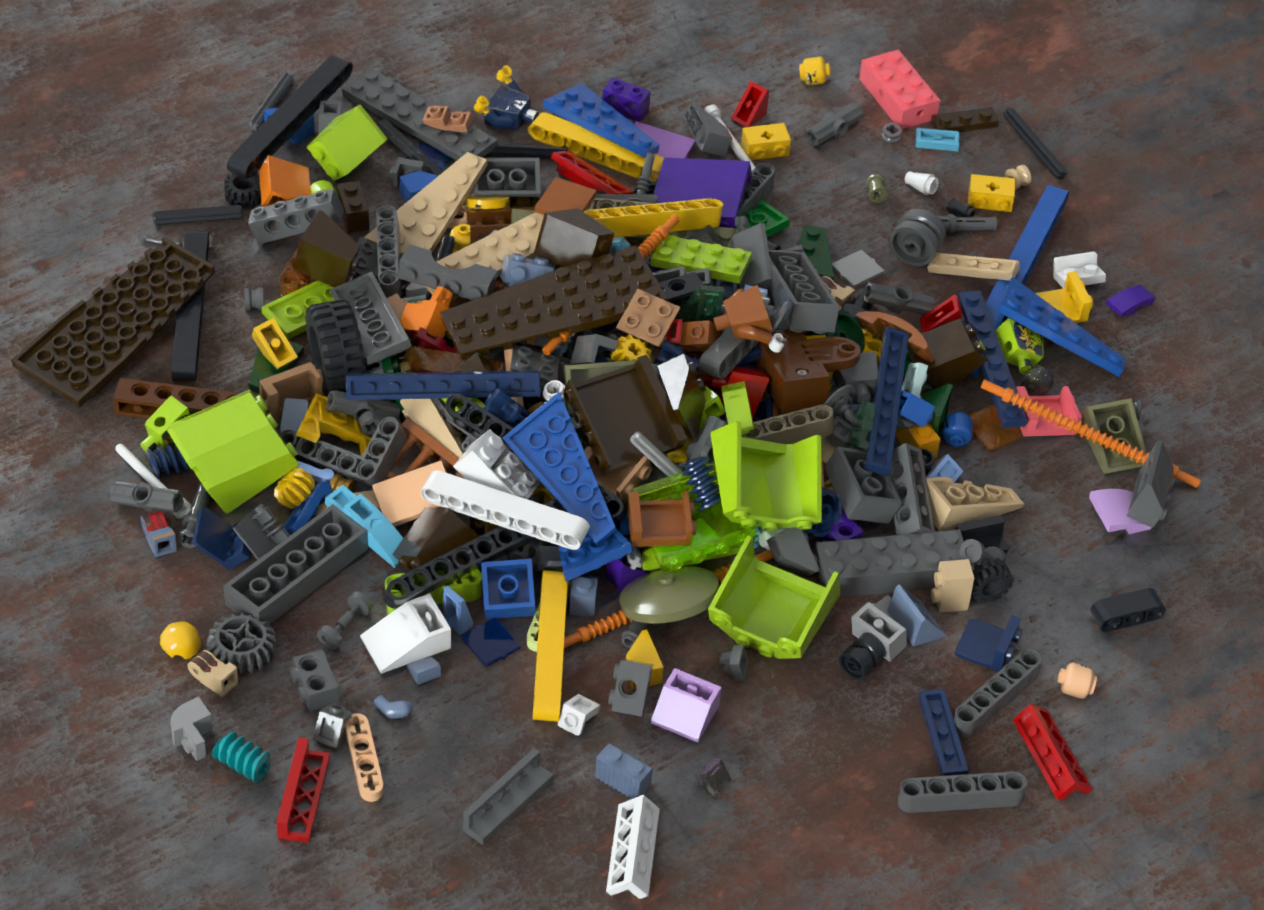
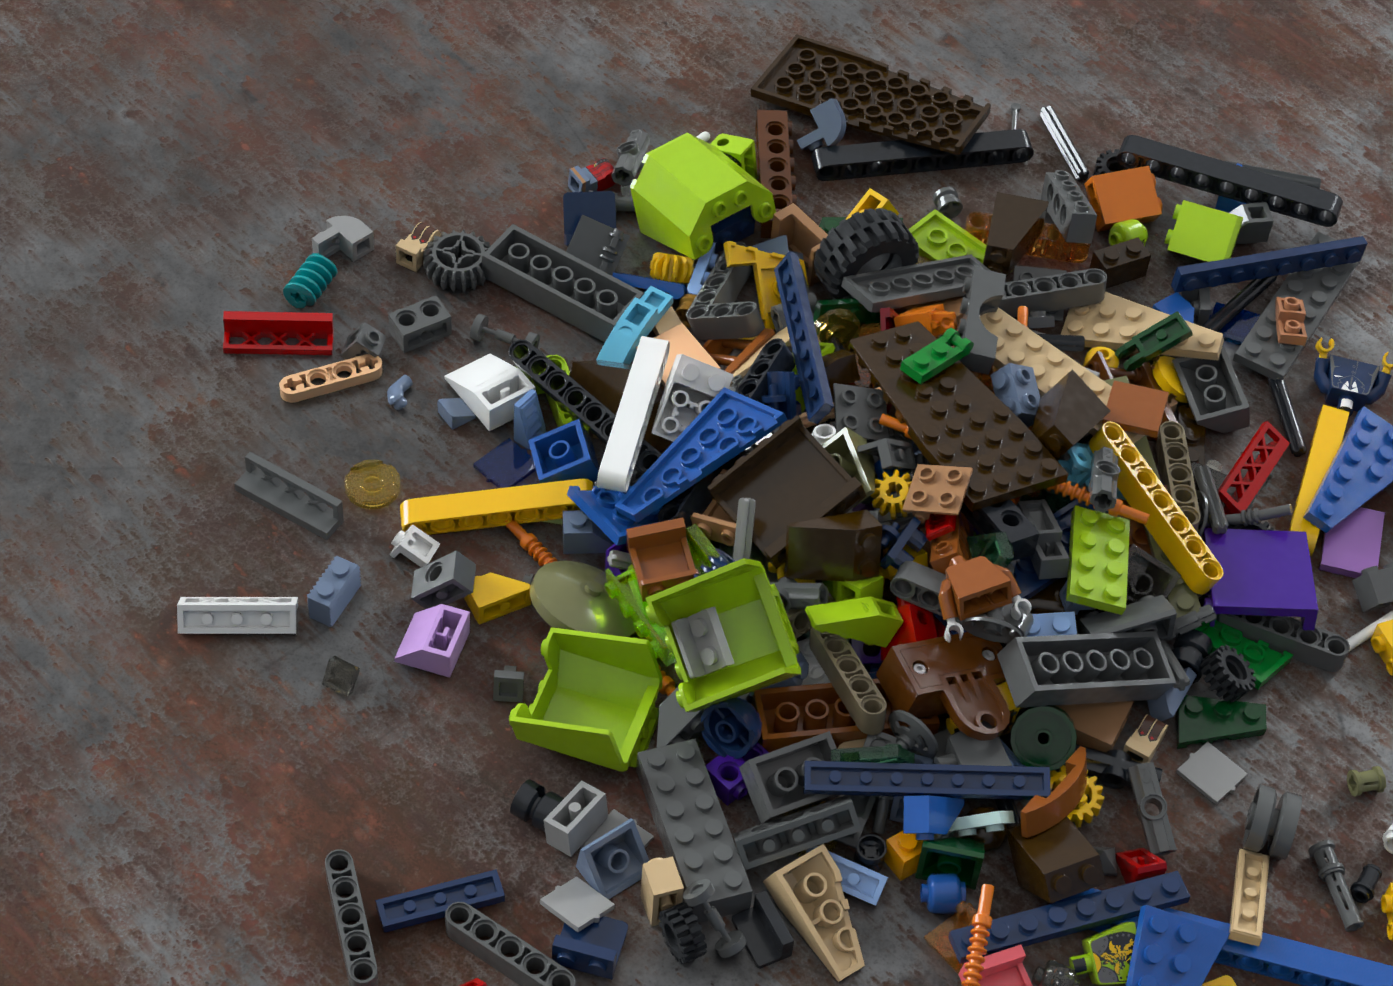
camera: 80 degrees right, 5 degrees up
(154, 350) = (830, 124): none -> sand blue brick
(180, 639) = (457, 215): yellow hair -> none
(390, 115) = (1268, 264): none -> dark blue plate
(464, 191) = (1154, 341): none -> dark green hinge
(496, 739) = (372, 484): none -> clear yellow tile
(498, 298) = (936, 356): none -> green plate
(645, 226) = (1104, 479): none -> dark grey piece
(762, 495) = (702, 643): none -> light grey bracket
(786, 230) = (1228, 673): none -> black tyre
(952, 646) = (577, 904): none -> light grey piece

